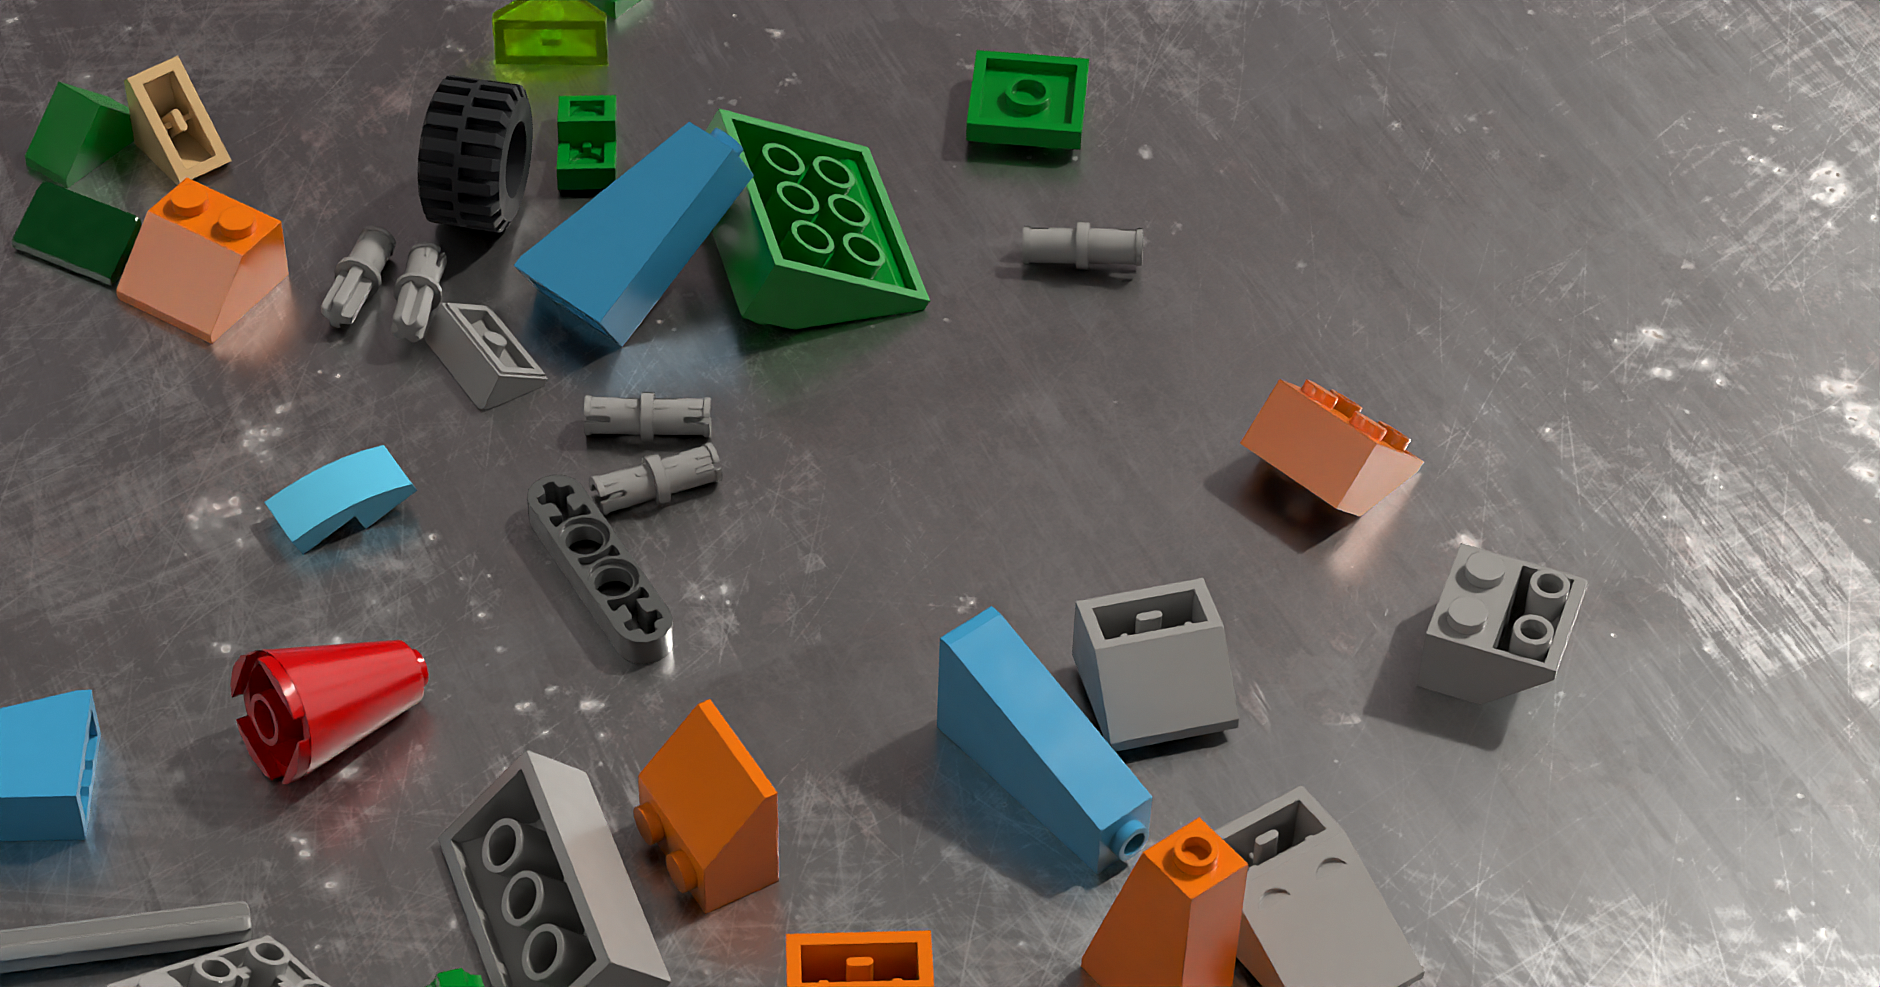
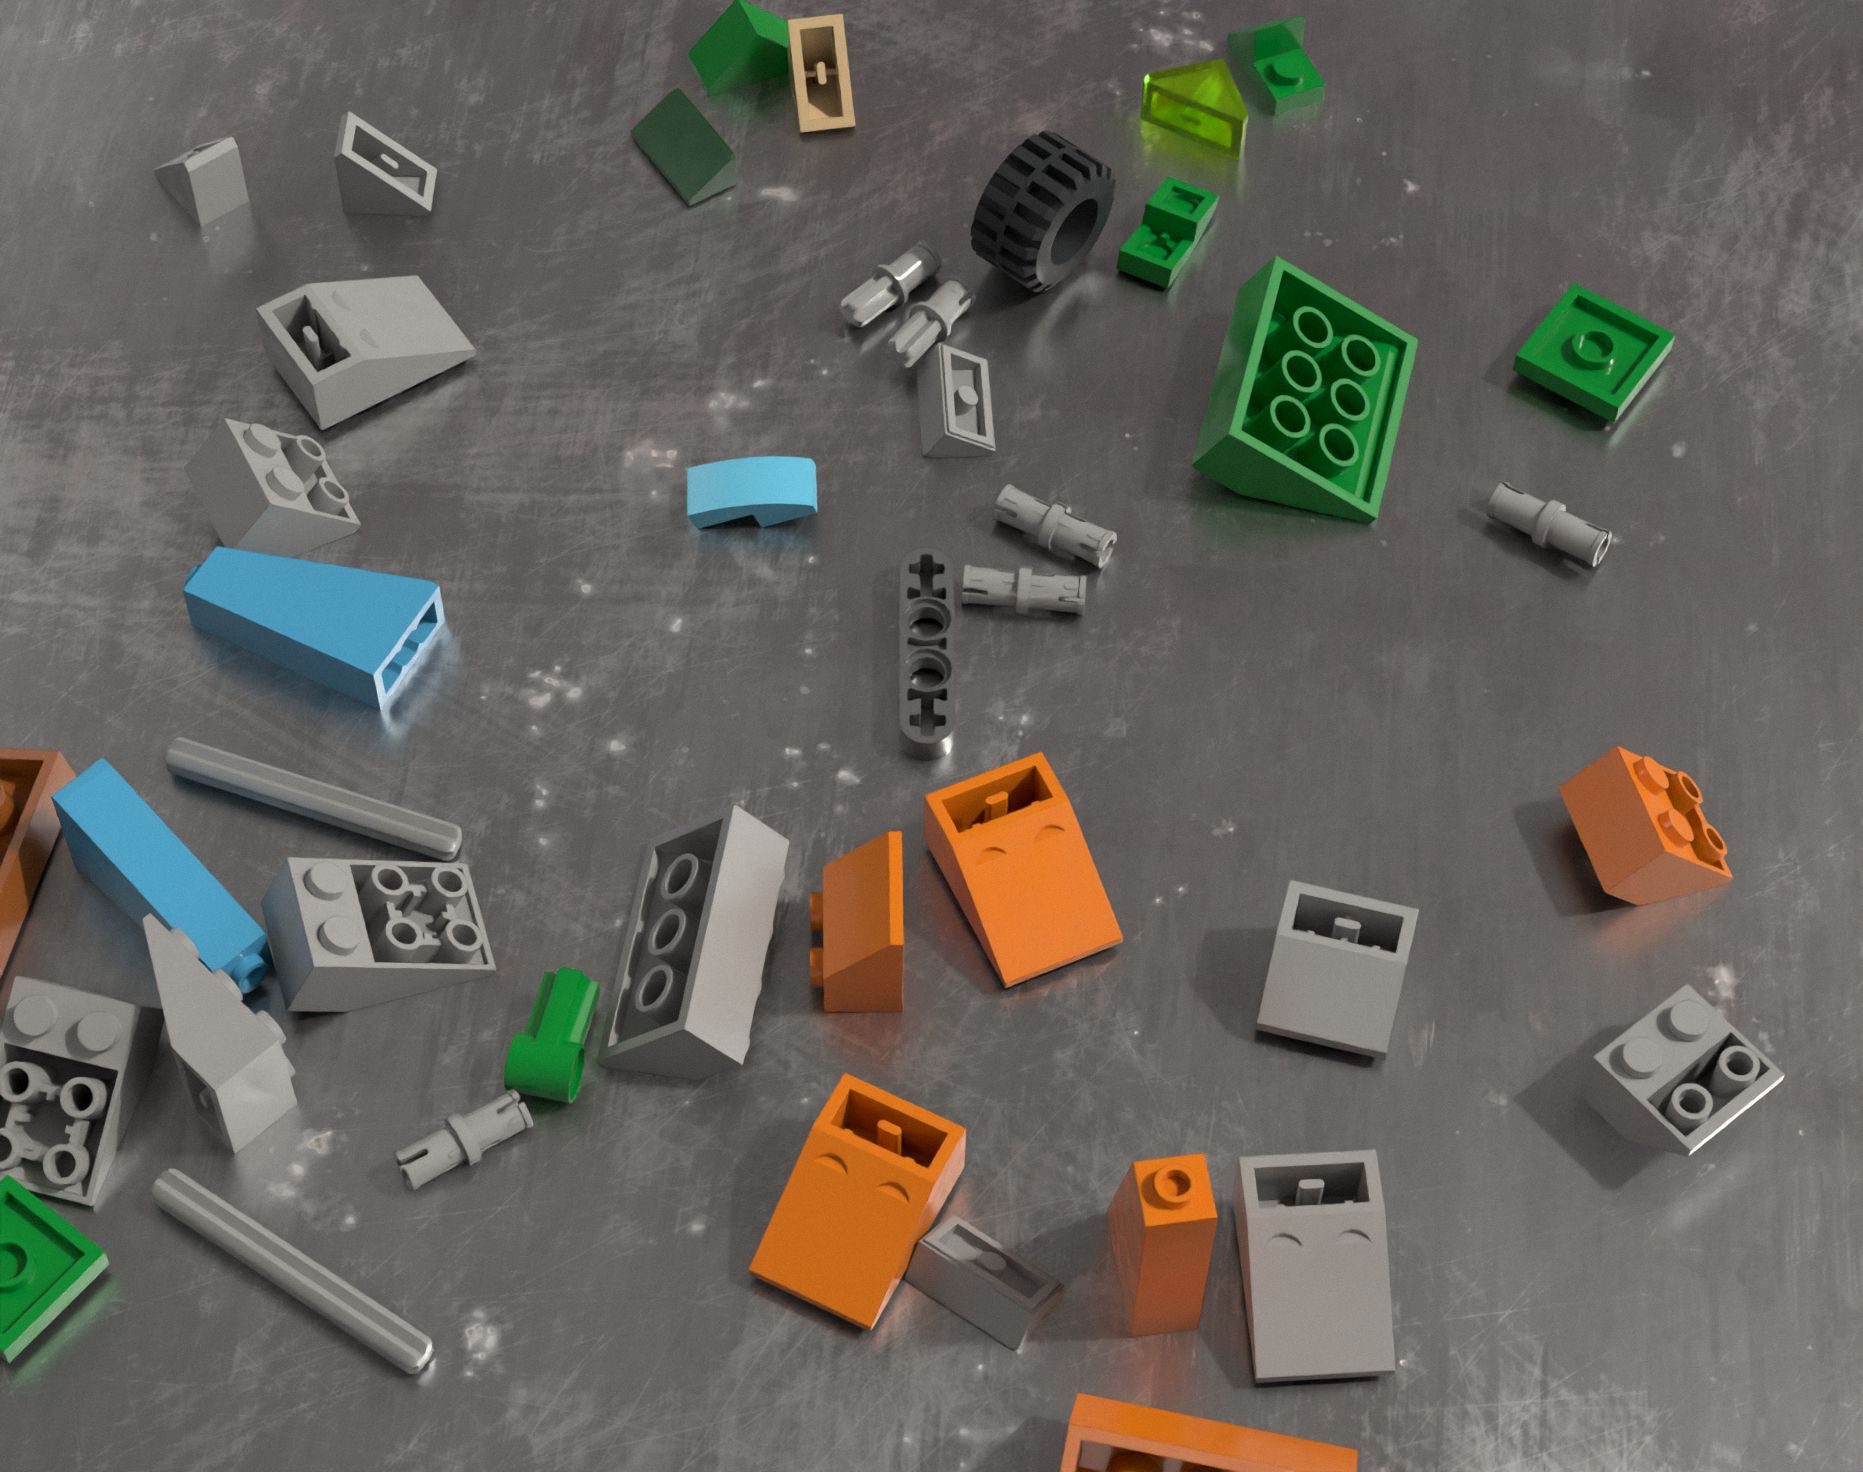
camera: 30 degrees right, 10 degrees up
(203, 260) = (767, 217): orange slope -> none
(321, 700) = (622, 676): red cone -> none
(638, 232) = (1137, 348): dark azure slope -> none
(817, 703) = (1020, 869): none -> orange slope
(1038, 742) = (1184, 996): dark azure slope -> none

